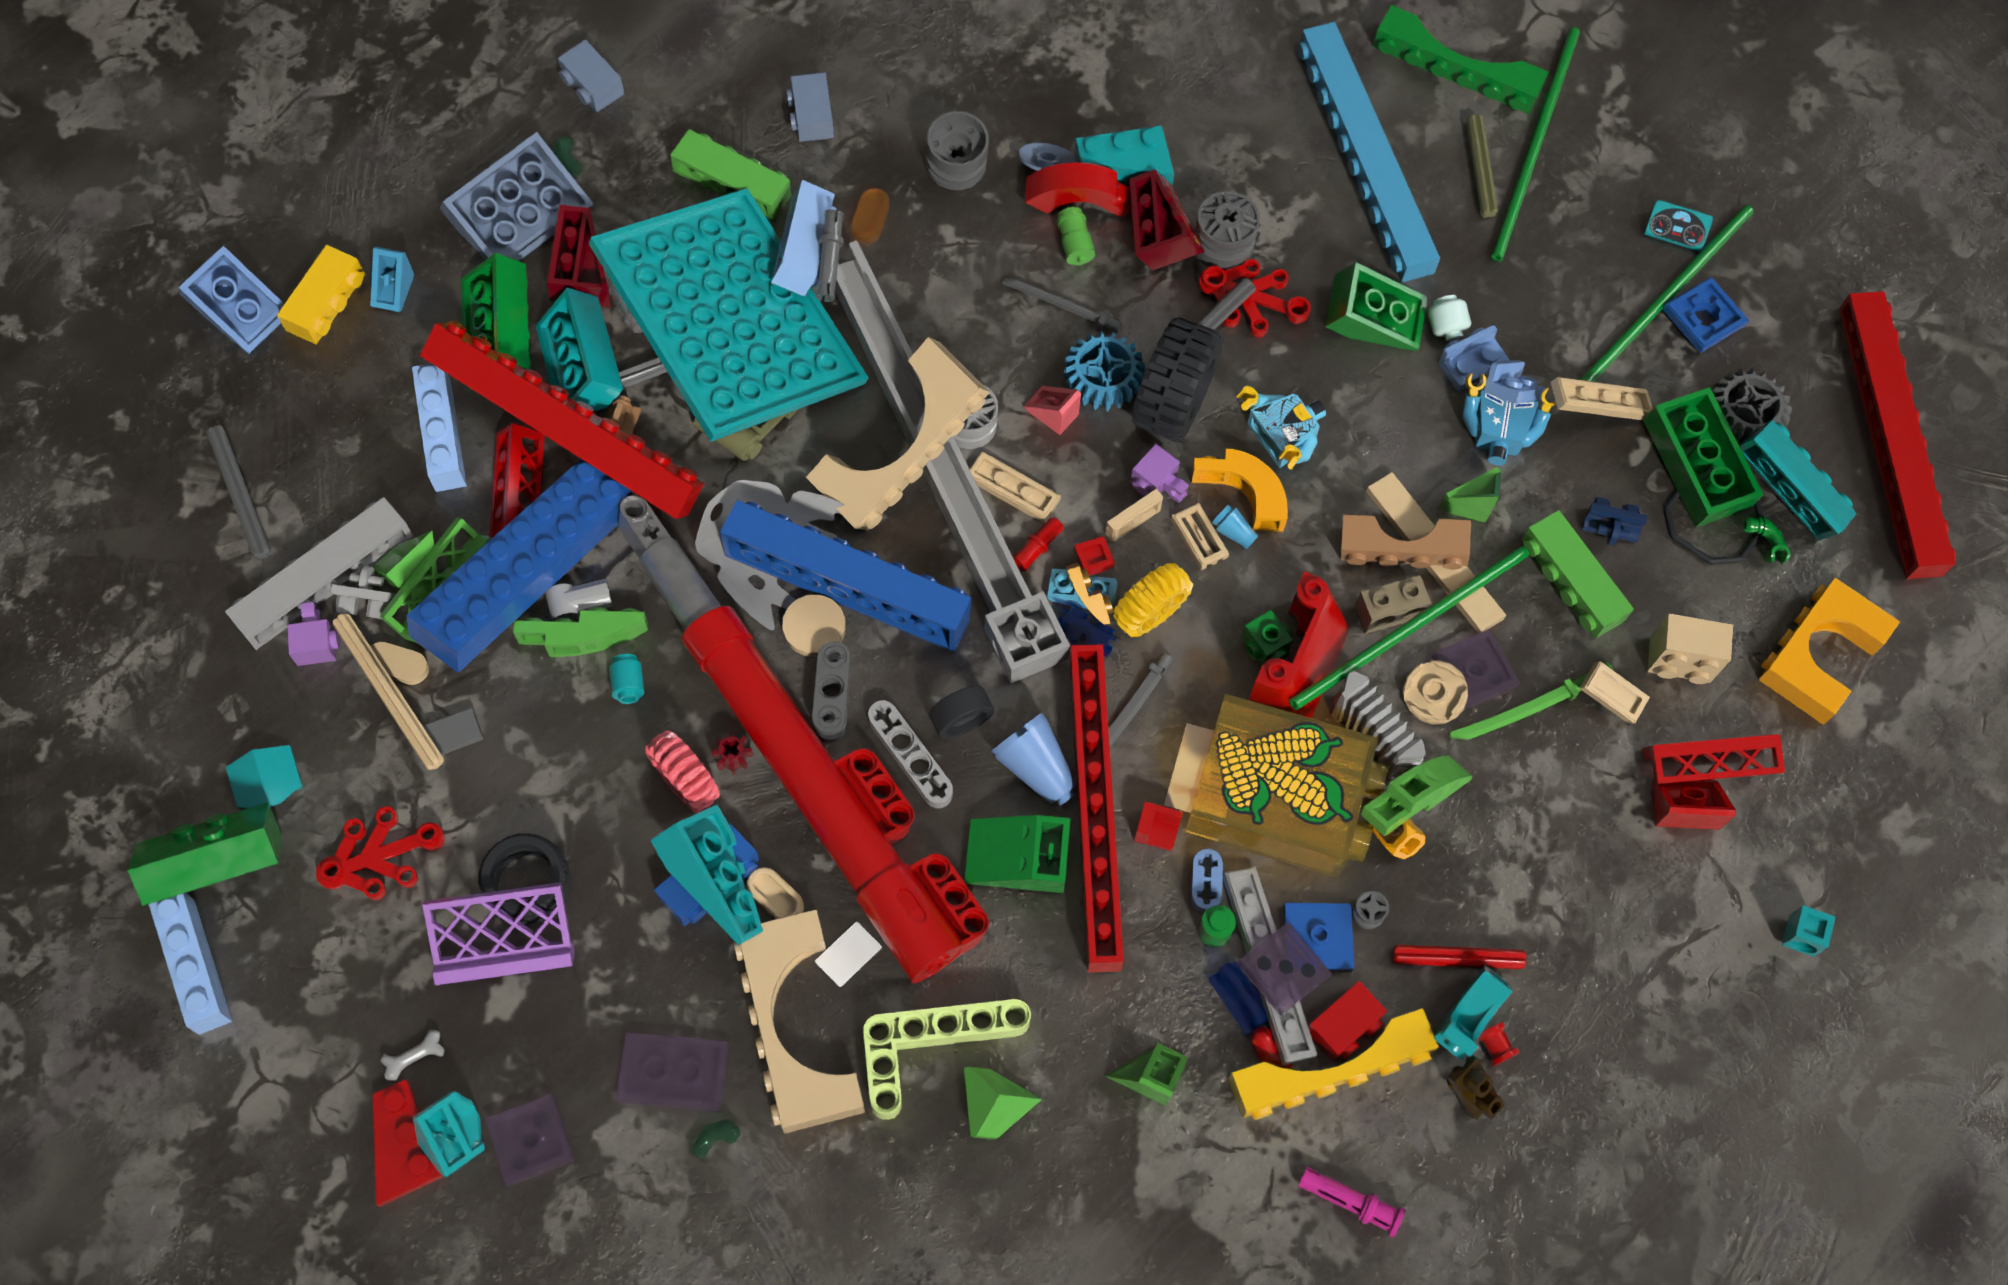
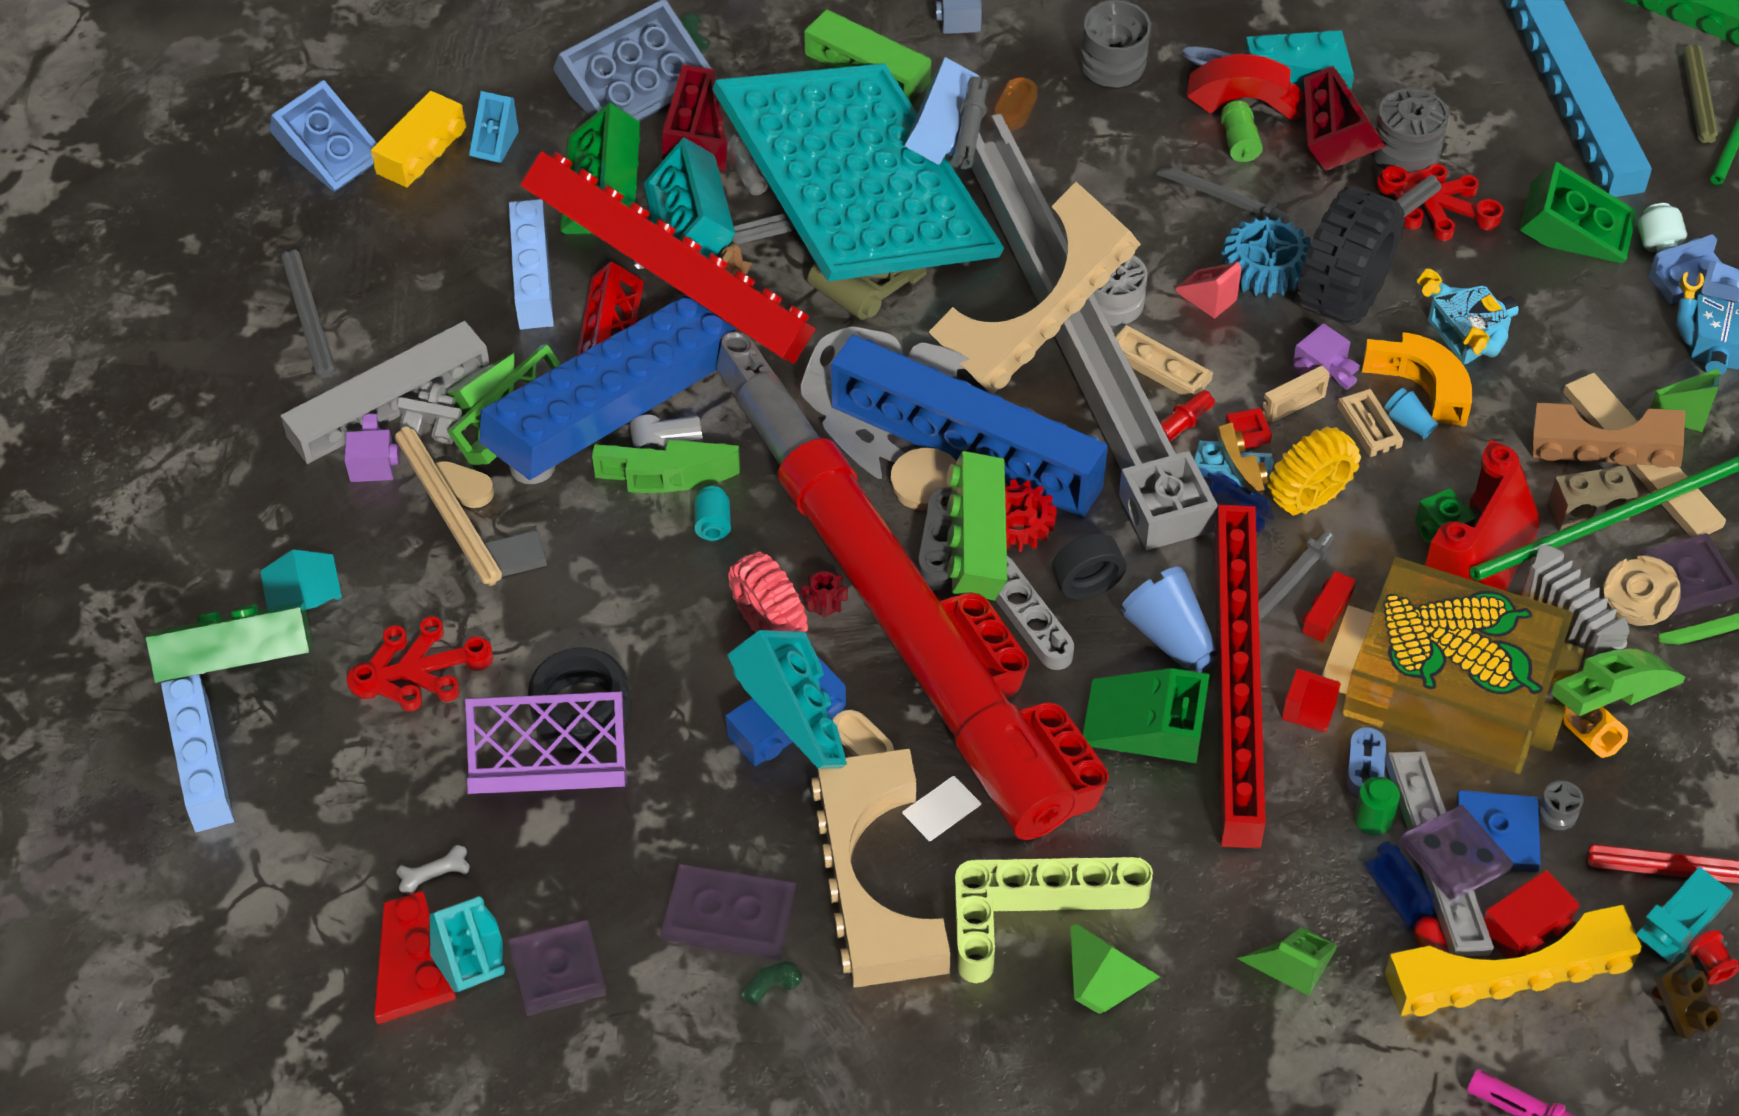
camera: 10 degrees right, 15 degrees down
(861, 683) = (977, 525): none -> bright green brick
(895, 673) = (1021, 515): none -> red gear
(1169, 728) = (1328, 606): none -> red piece

